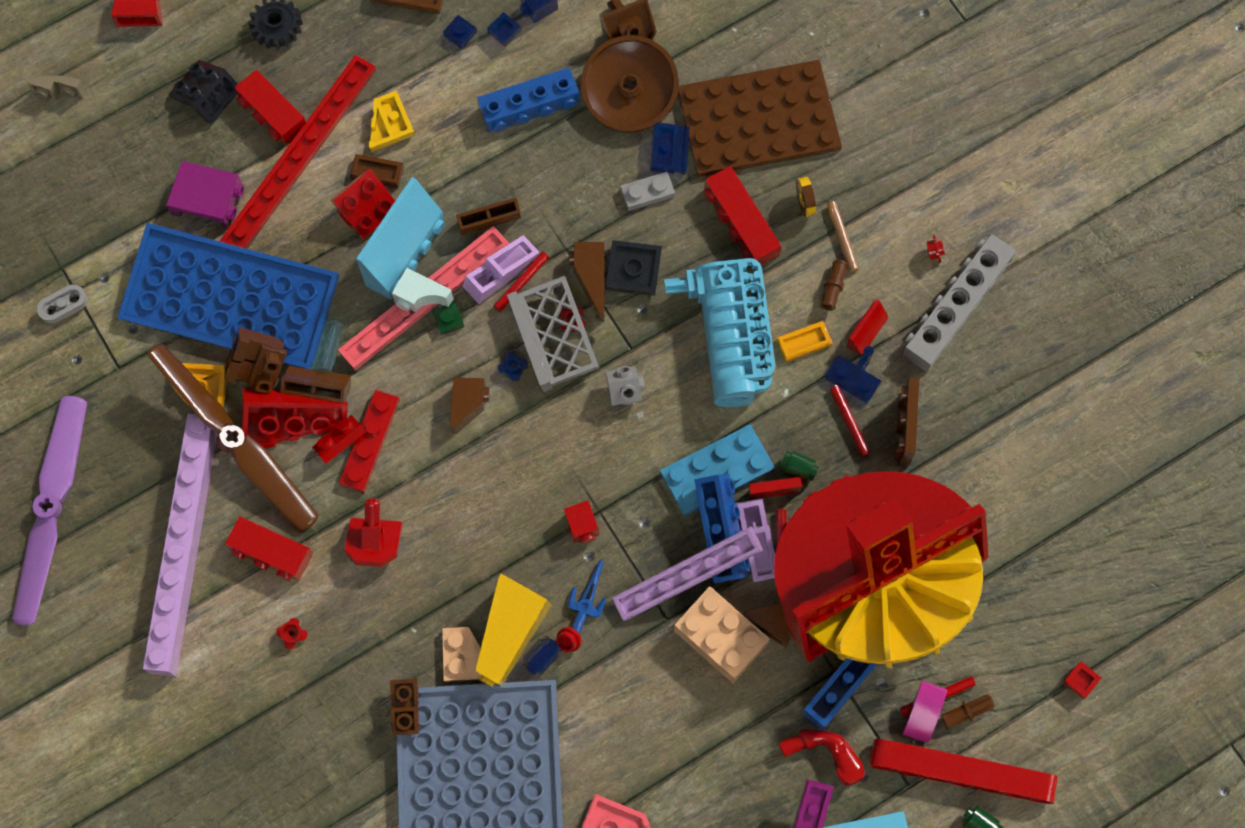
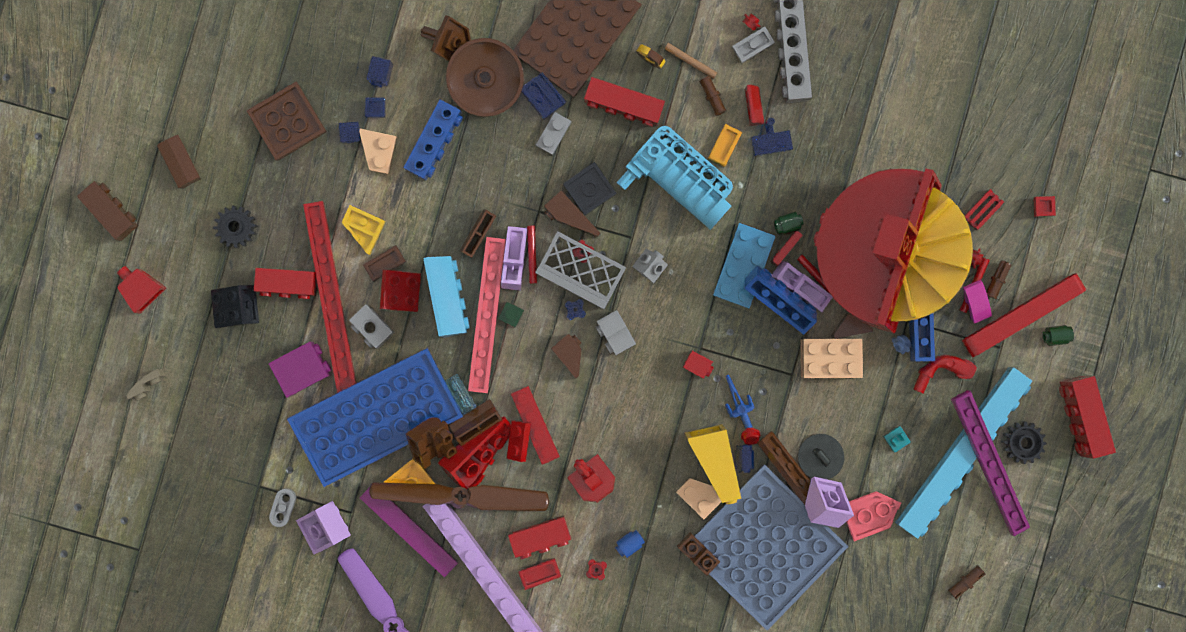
camera: 45 degrees left, 15 degrees up
(80, 355) = (323, 527): none -> lavender slope
(153, 435) = (411, 533): none -> magenta tile
(234, 587) = (539, 573): none -> red tile
(311, 227) = (382, 330): none -> light grey brick
(348, 636) = (629, 543): none -> blue brick
(417, 291) = (482, 317): light aqua arch -> none
(470, 69) = (378, 150): none -> light nougat wing
(530, 421) = (615, 332): none -> light grey brick
(576, 705) = (785, 465): none -> reddish brown plate
(582, 774) = (827, 503): none -> lavender slope
(620, 728) = (821, 456): none -> pearl dark grey shield
(687, 573) = (786, 342): lavender tile -> none
(715, 780) = (896, 439): none -> teal tile
(807, 686) = (901, 344): none -> medium blue plate
(849, 421) = (792, 170): red bar -> none
(907, 422) = (828, 144): reddish brown plate -> none
(917, 272) = (753, 45): none -> light grey plate
(962, 668) = (976, 258): none -> red plate
(1036, 626) = (994, 198): none -> red tile

